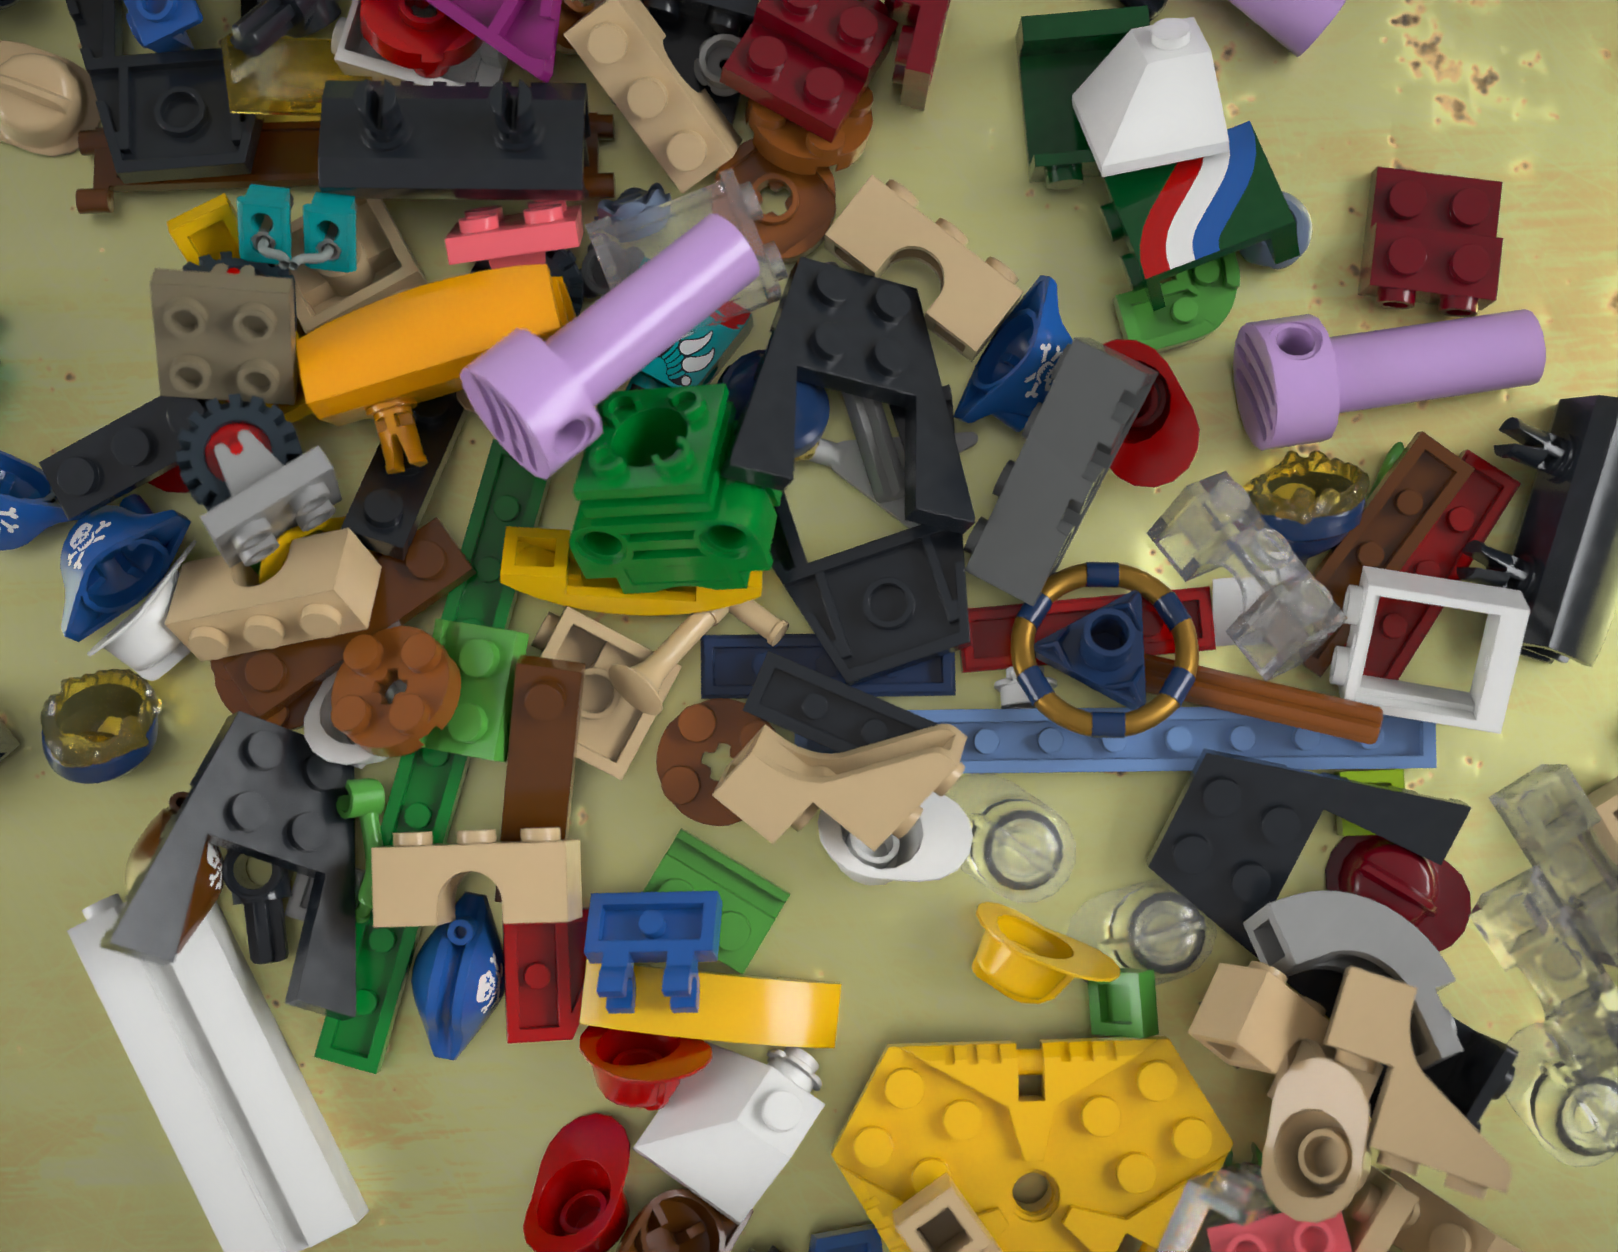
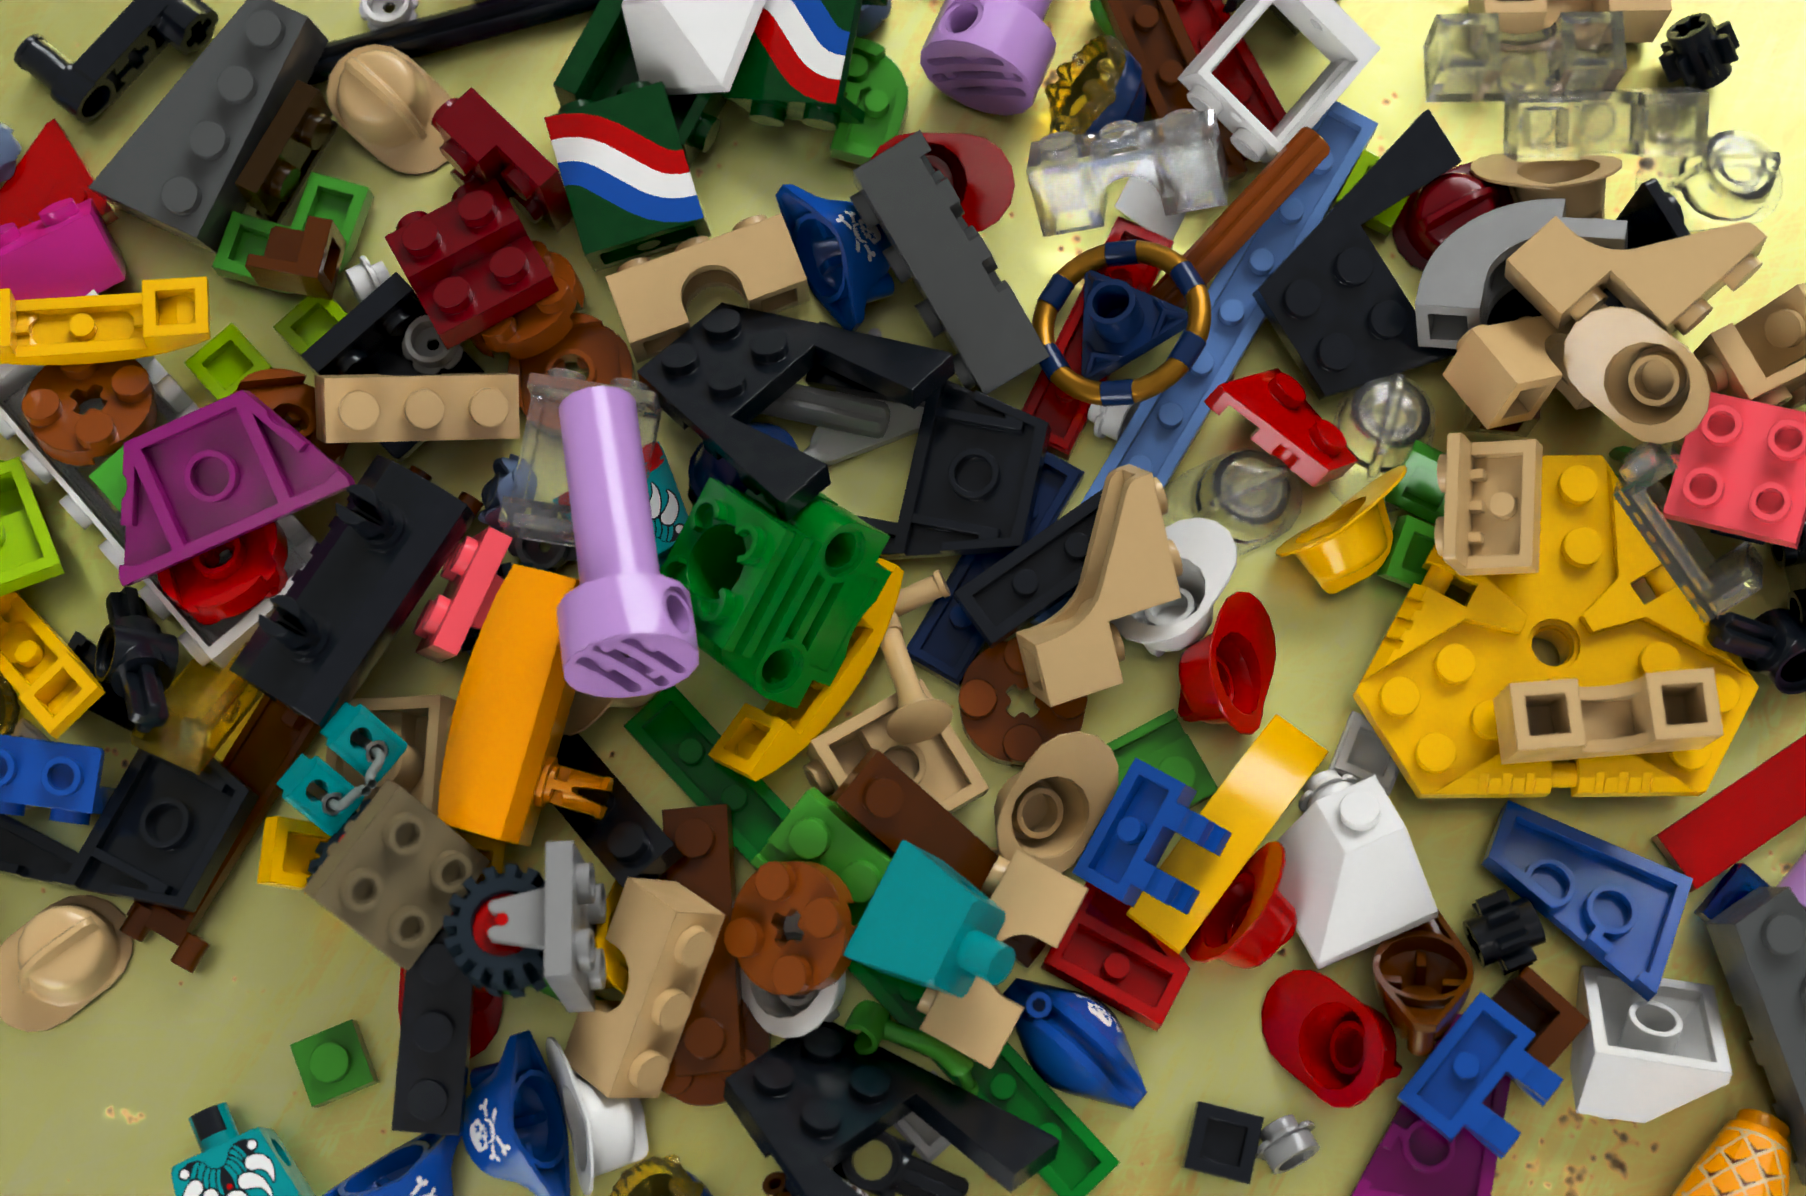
camera: 55 degrees left, 10 degrees down
(79, 377) = (334, 1063): none -> bright green plate
(445, 1149) = (1222, 1142): none -> black plate
(456, 809) = (931, 927): none -> teal torso
(476, 1202) = (1287, 1143): none -> light grey plate
(640, 844) = (1056, 800): none -> tan piece
(844, 1079) = (1363, 754): none -> white tile
(848, 925) = (1231, 668): none -> red piece
(980, 130) = (626, 174): none -> panel
(1051, 1020) = (1409, 550): none -> bright green plate
(1099, 847) = (1286, 425): none -> red wing
(1117, 1075) = (1490, 506): none -> tan bracket
(1478, 974) = (1576, 180): none -> tan piece

